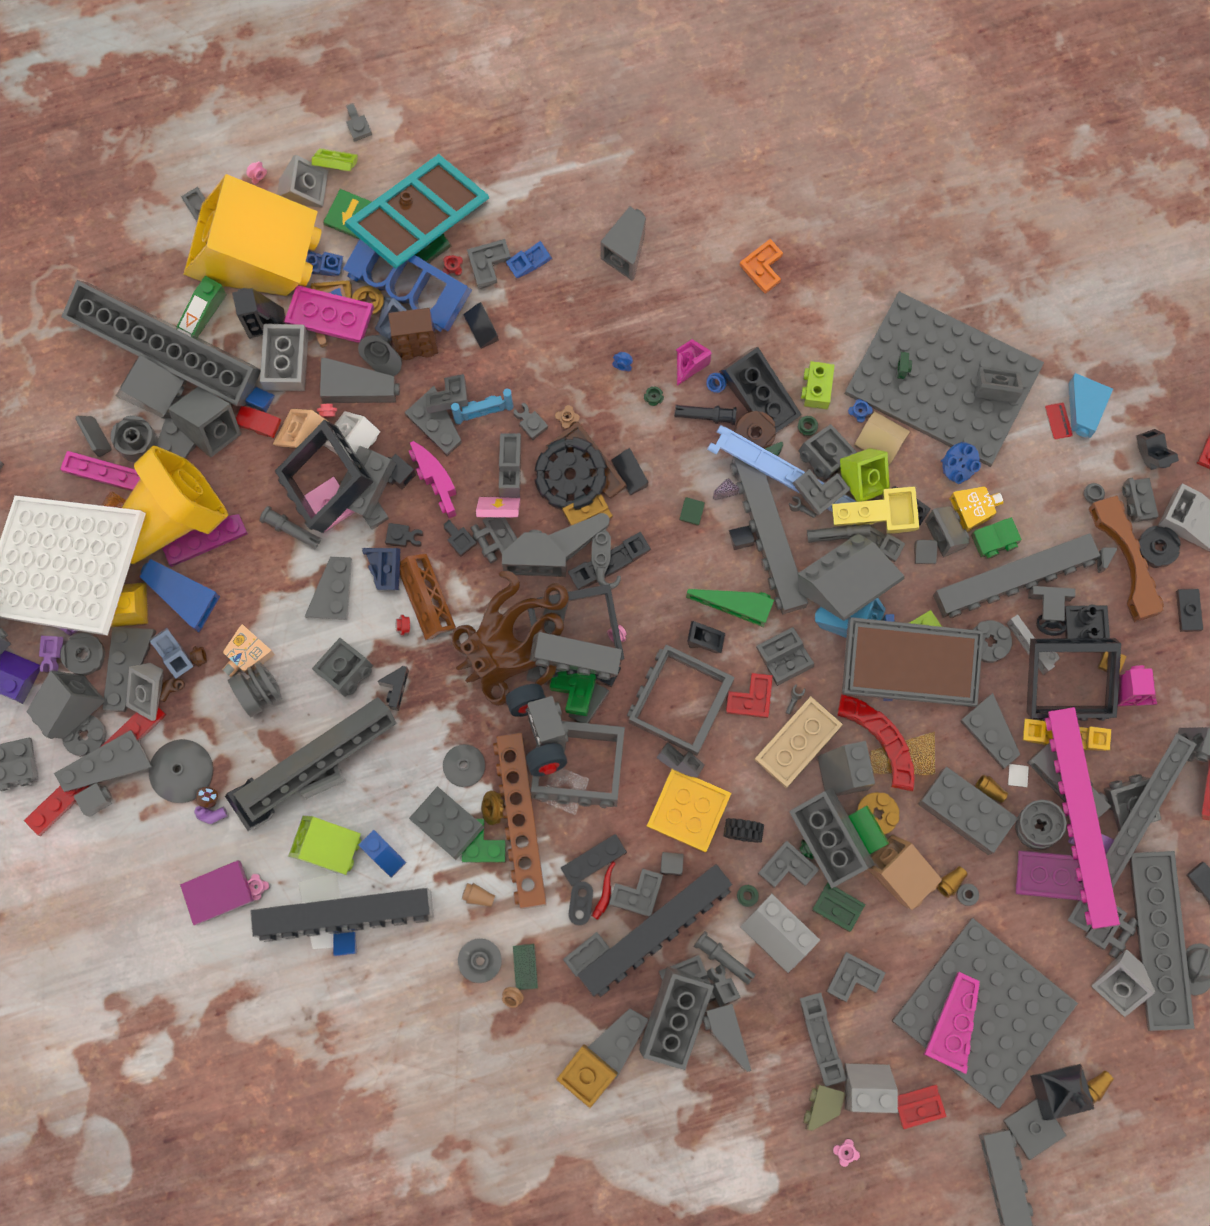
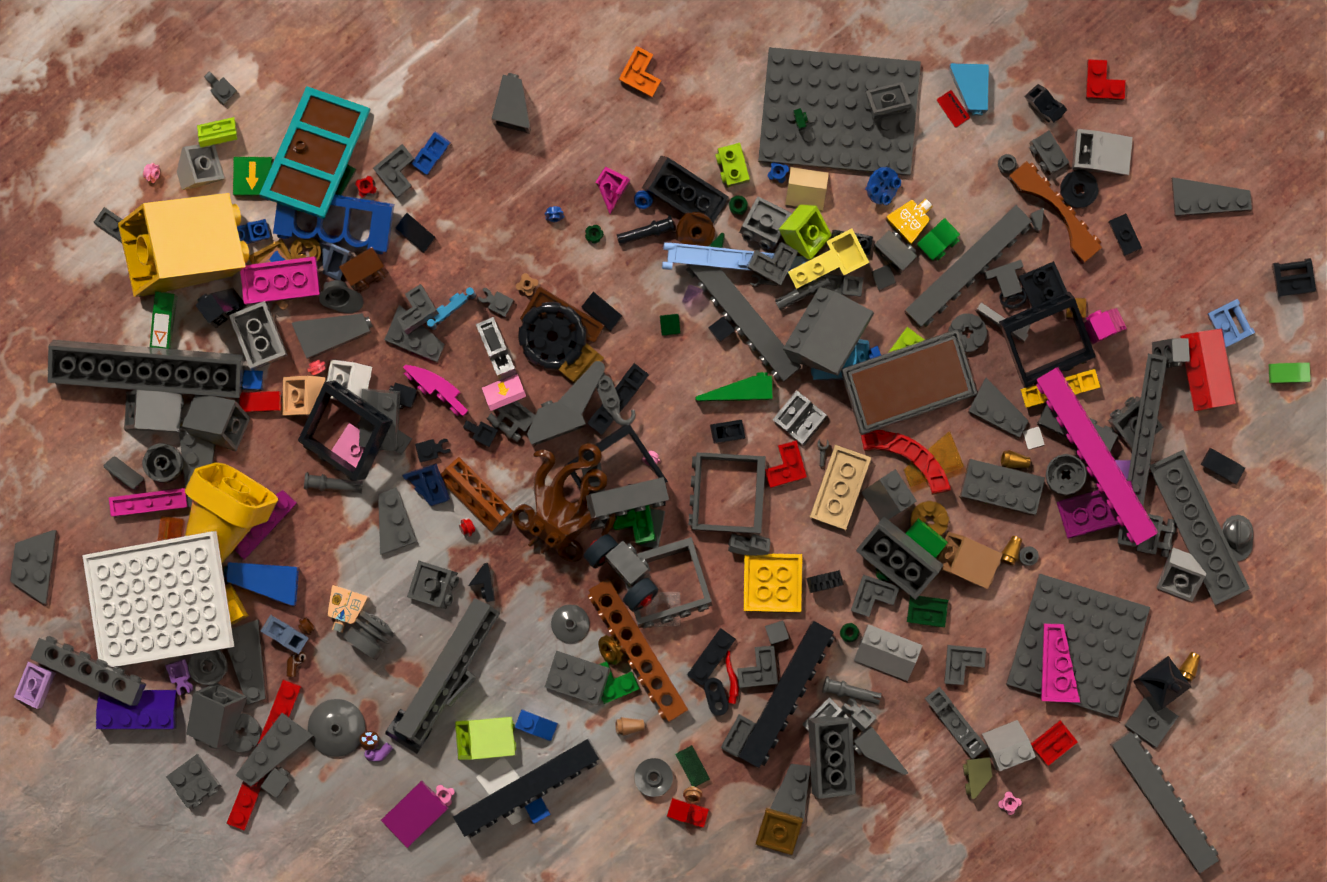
camera: 20 degrees left, 10 degrees up
(144, 689) = (277, 674): light grey slope -> none
(499, 1014) = (687, 812): none -> red slope

